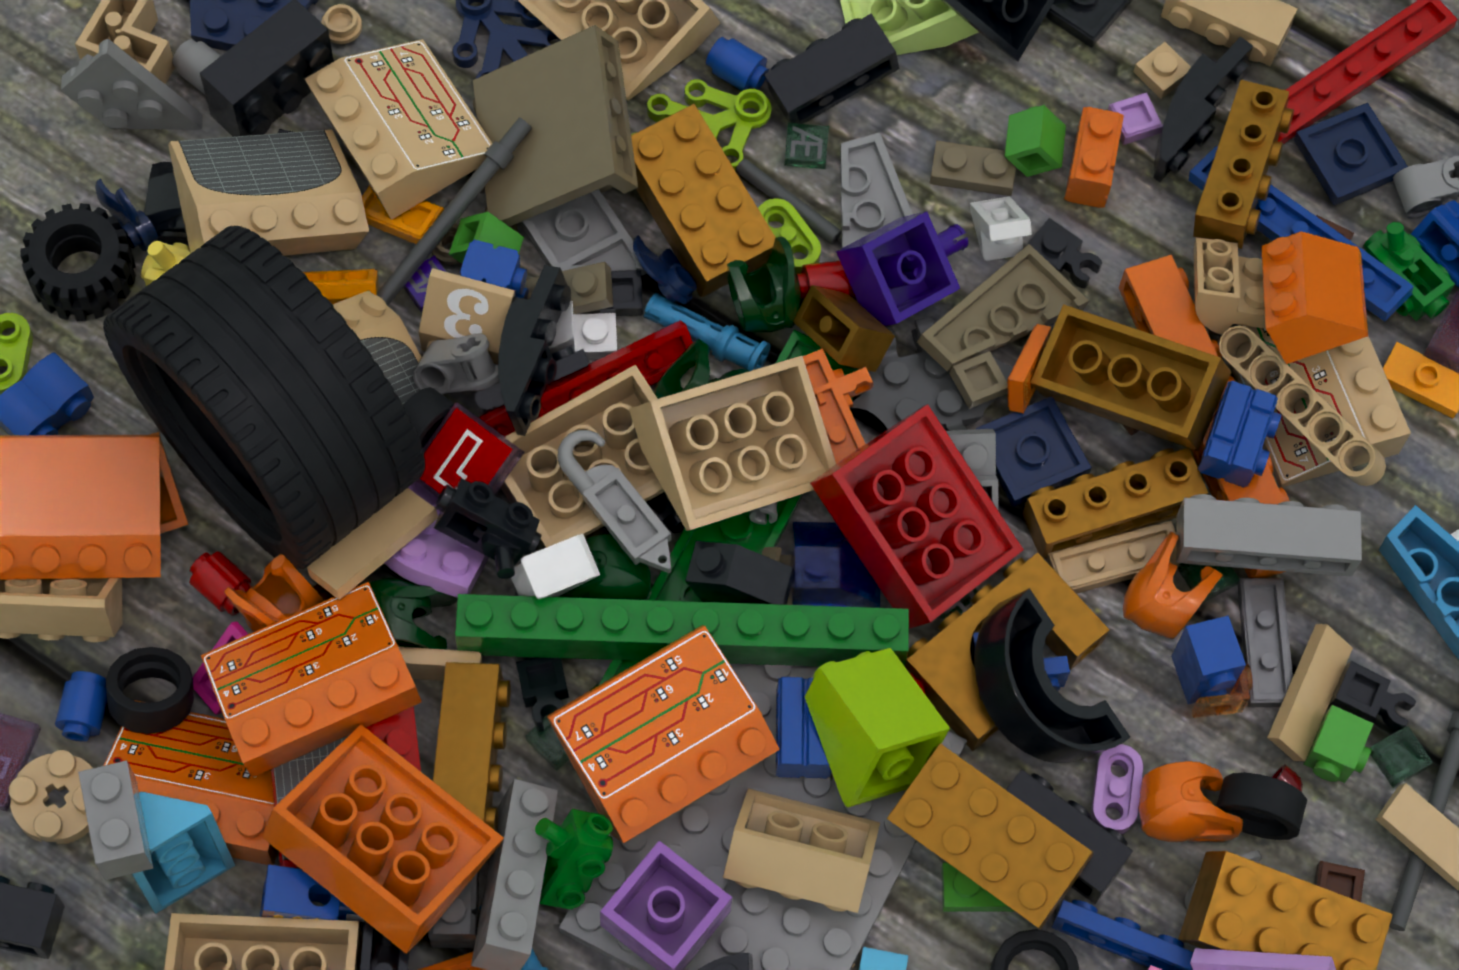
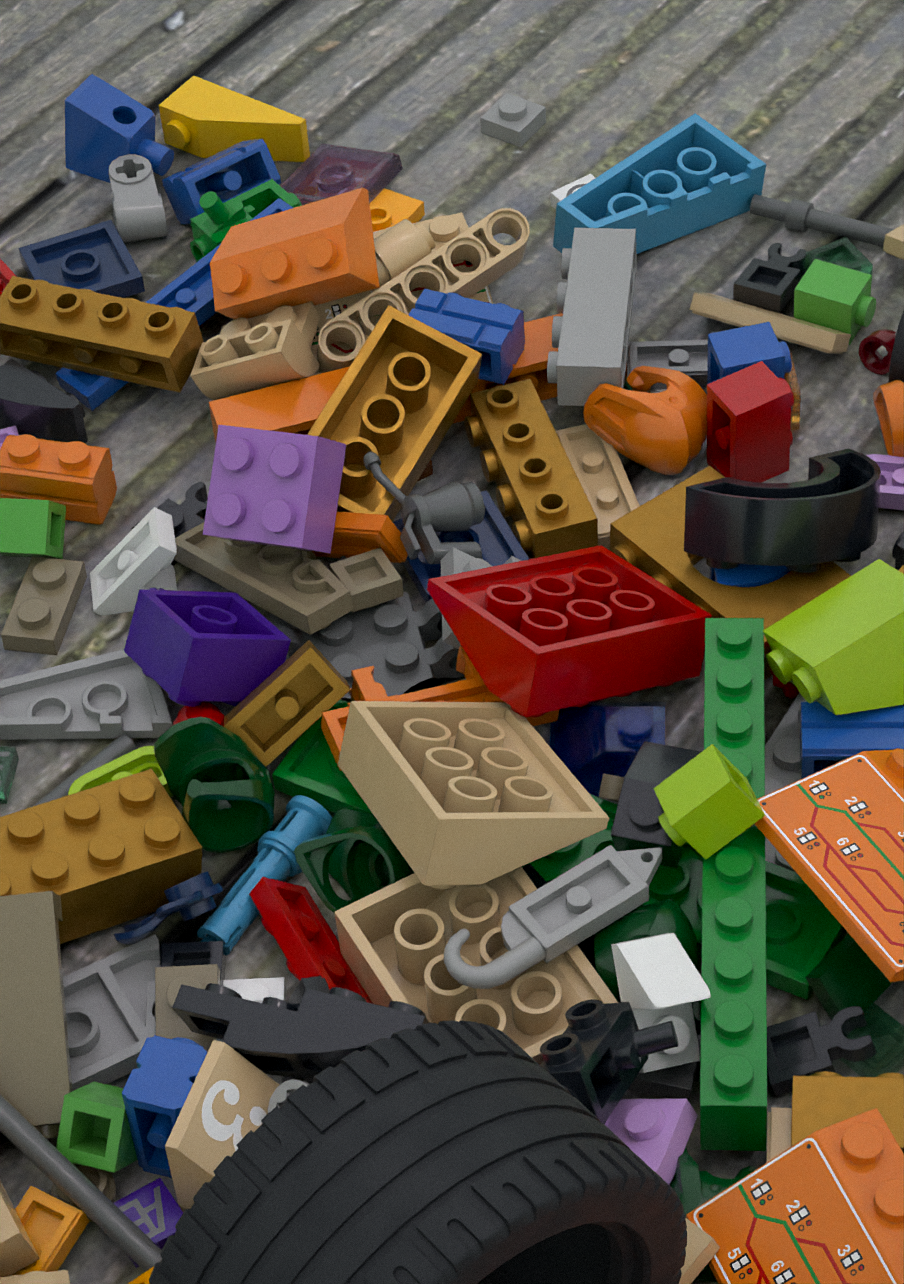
camera: 80 degrees left, 20 degrees down
(696, 594) = (707, 803): none -> lime brick
(1036, 296) = (274, 488): none -> medium lavender brick
(1047, 429) = (442, 510): none -> dark grey piece
(1156, 661) = (749, 424): none -> red brick
(1333, 378) = (401, 248): none -> tan brick

